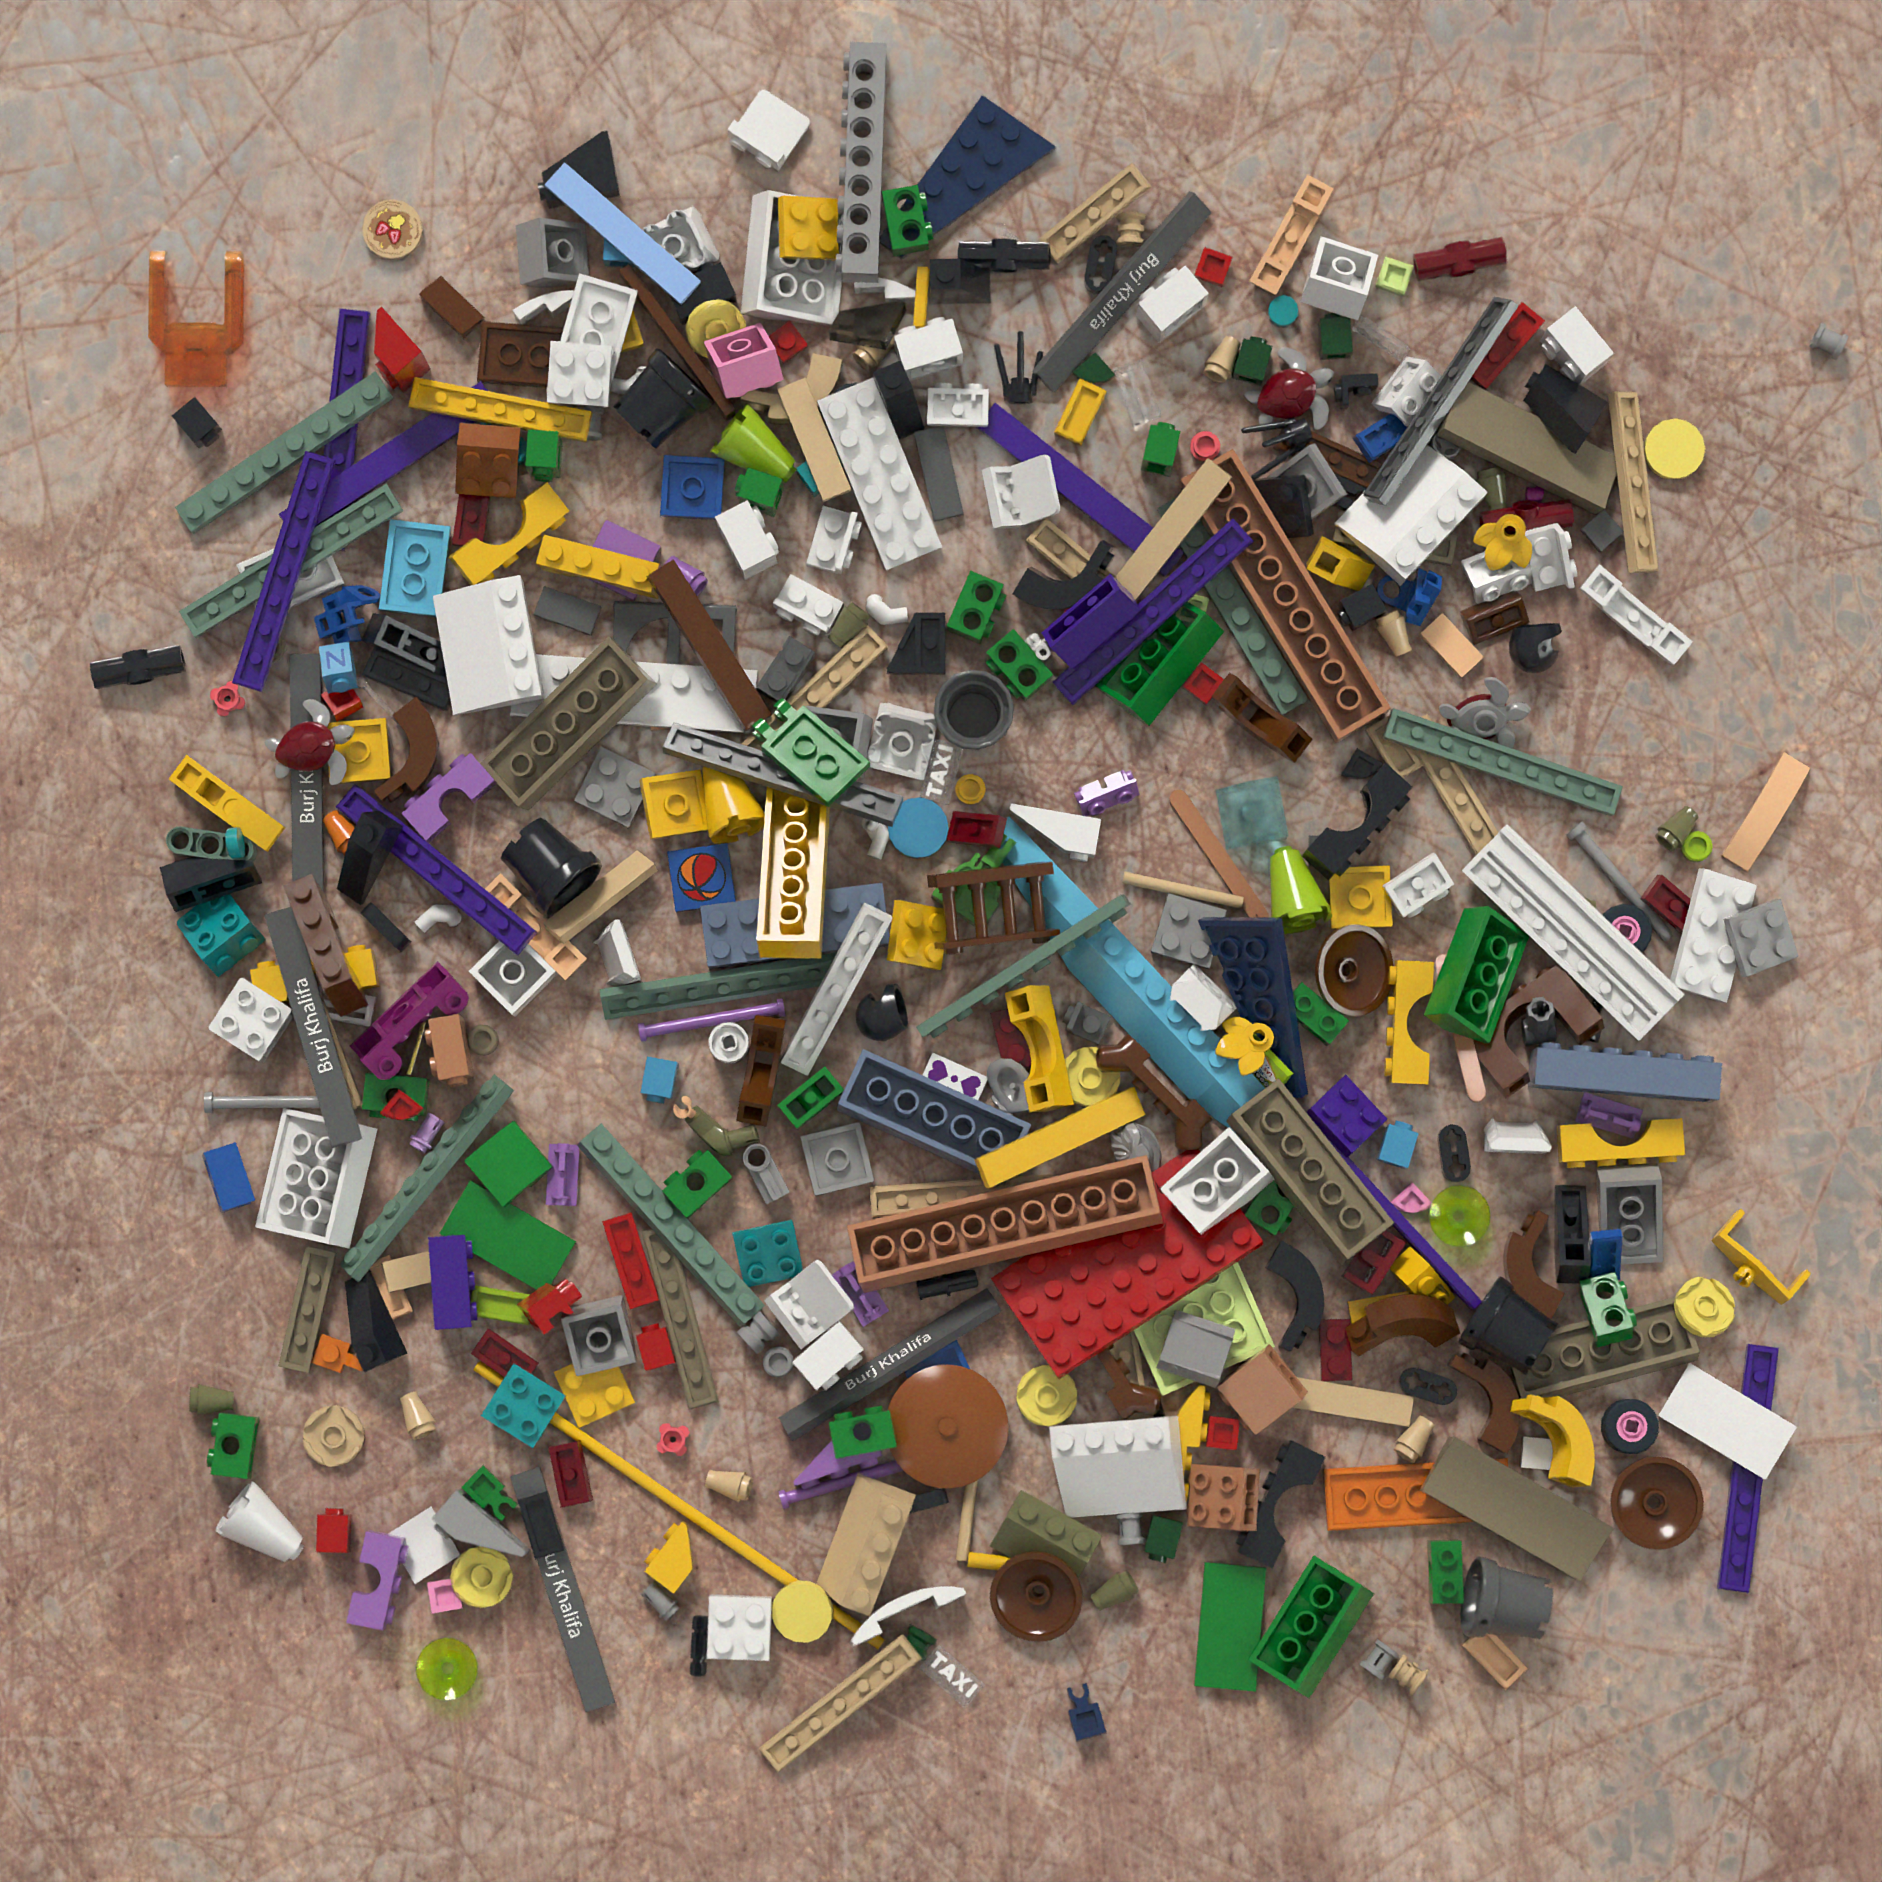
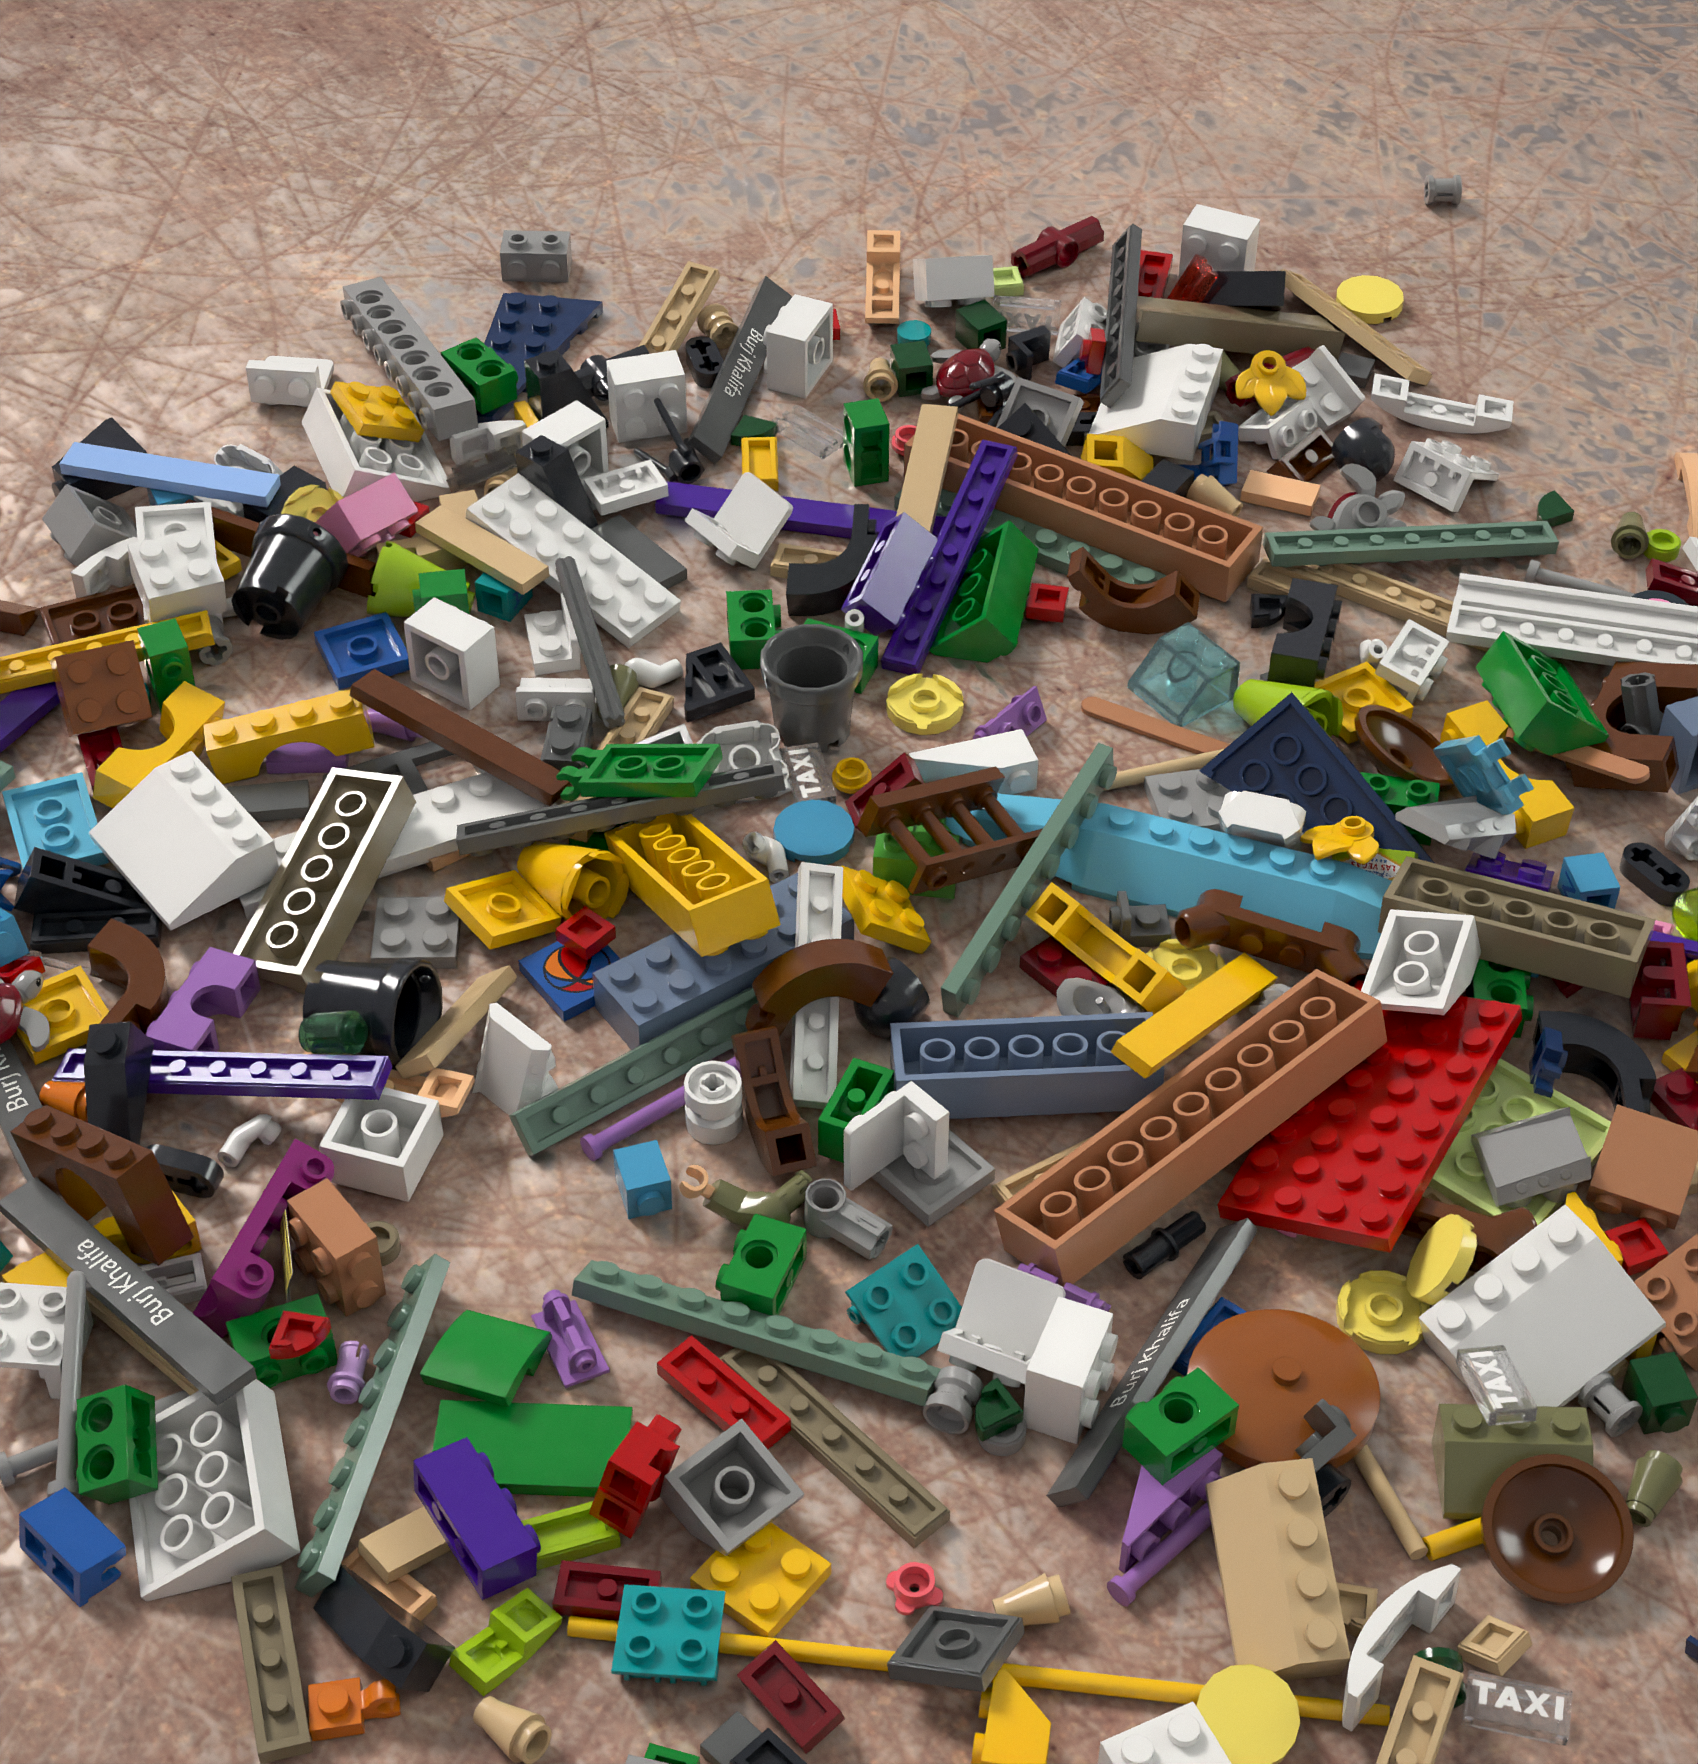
camera: 25 degrees left, 40 degrees down
(238, 1133) = (70, 1385): none -> light grey bar
(273, 1130) = (116, 1444): none -> green brick
(438, 1358) = (508, 1642): none -> lime slope
(511, 889) = (333, 1033): none -> clear green brick
(655, 1347) = (825, 1478): red brick -> none
(669, 1496) = (956, 1648): none -> dark grey tile
(716, 859) = (585, 933): none -> red plate
(776, 1353) = (996, 1411): none -> dark green tile
(829, 999) = (815, 972): none -> reddish brown arch
(830, 1152) = (900, 1124): none -> white bracket
(846, 579) = (590, 643): none -> dark grey axle
(904, 1573) = (1356, 1605): none -> tan tile
(935, 1488) = (1331, 1433): none -> dark grey bracket
(962, 1637) = (1494, 1645): none -> tan tile
(1022, 309) = (632, 391): none -> white brick
(1028, 61) = (536, 256): none -> light grey brick
(1056, 1500) = (1496, 1385): none -> clear tile
(1061, 738) = (924, 704): none -> light yellow tile
(1087, 1397) = (1441, 1259): none -> light yellow tile
(1257, 1283) = (1547, 1062): none -> dark blue plate
(1327, 1073) = (1462, 824): none -> light grey slope
(1366, 1044) = (1477, 772): none -> medium azure tile
(1394, 430) = (1093, 350): none -> red plate
(1397, 859) = (1372, 651): none -> white arm
(1530, 388) = (1194, 281): none -> clear red tile
(1589, 690) = (1441, 472): none -> white bracket
(1641, 769) = (1554, 509): none -> dark green tile

